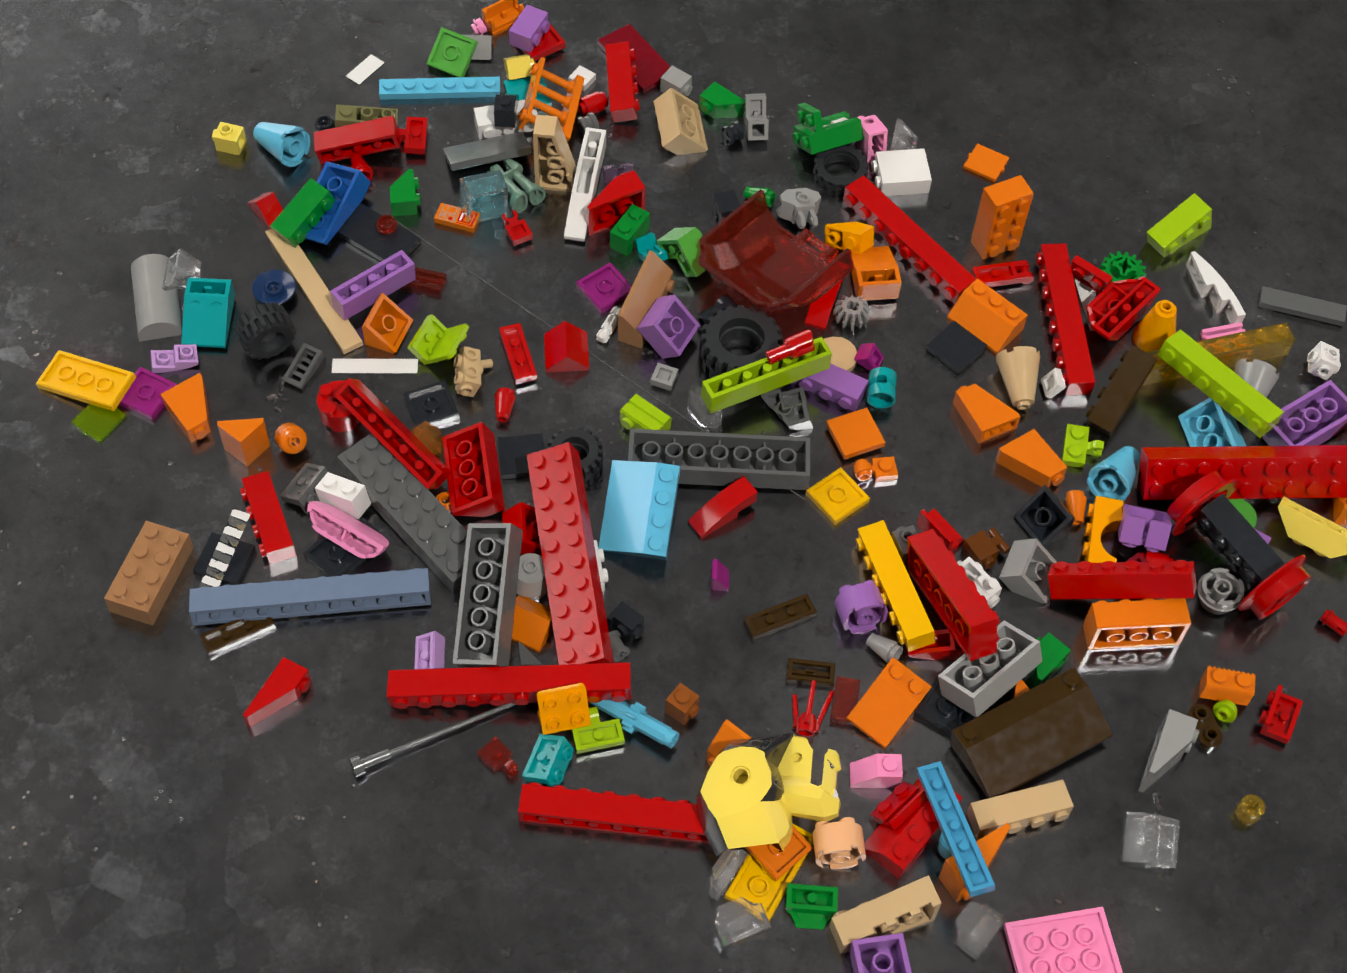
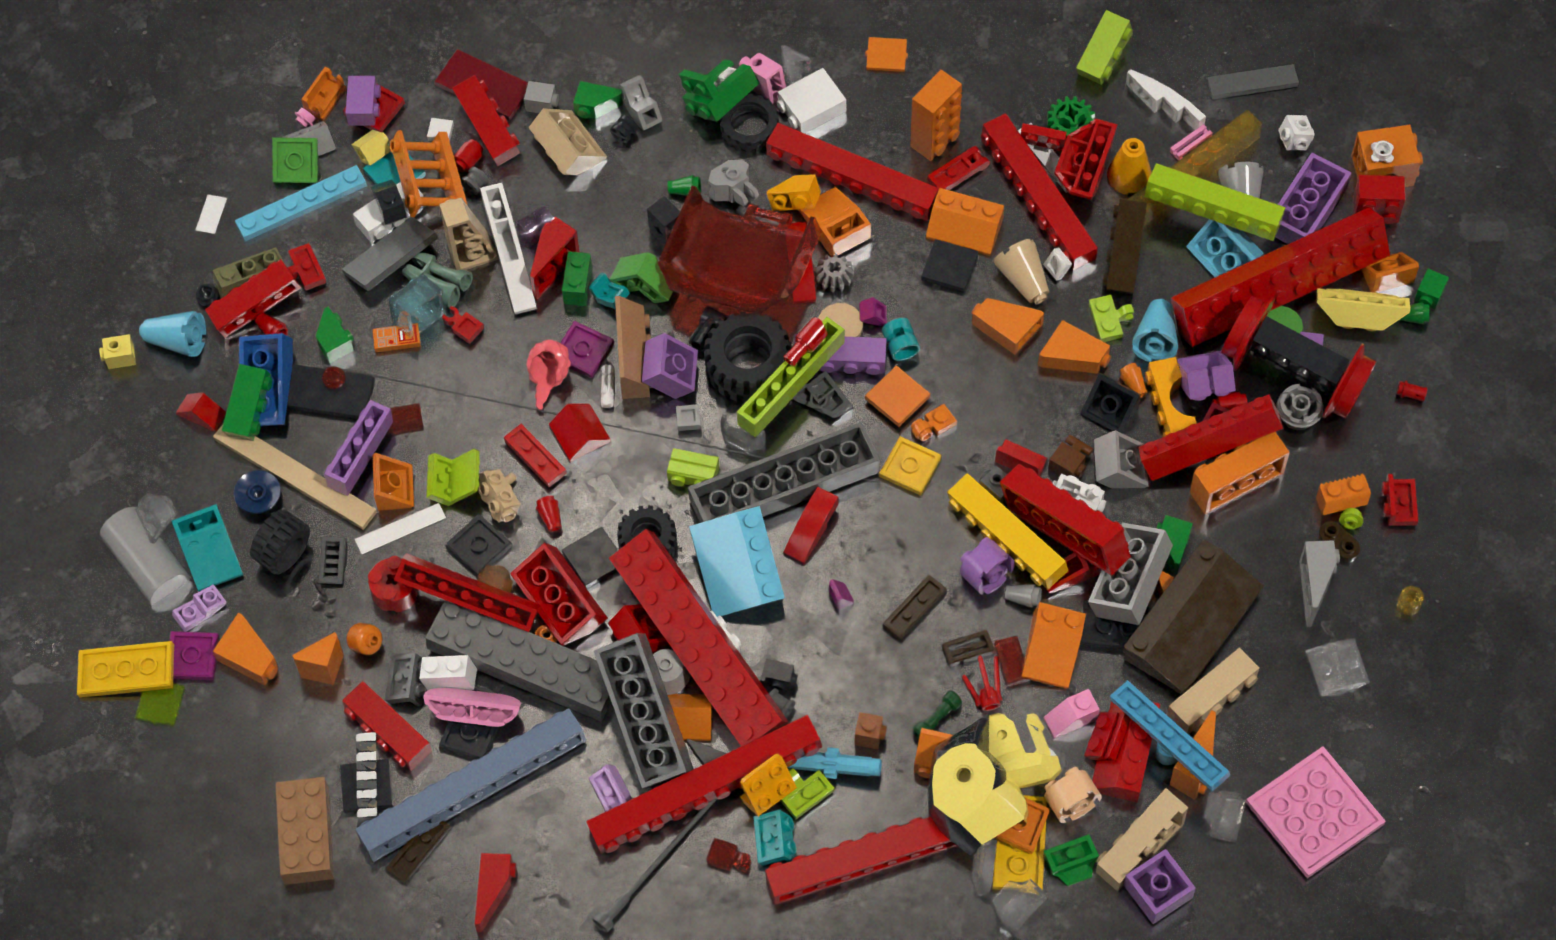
camera: 20 degrees left, 5 degrees up
(565, 287) = (547, 368): none -> coral hair
(769, 712) = (950, 702): none -> dark green piece

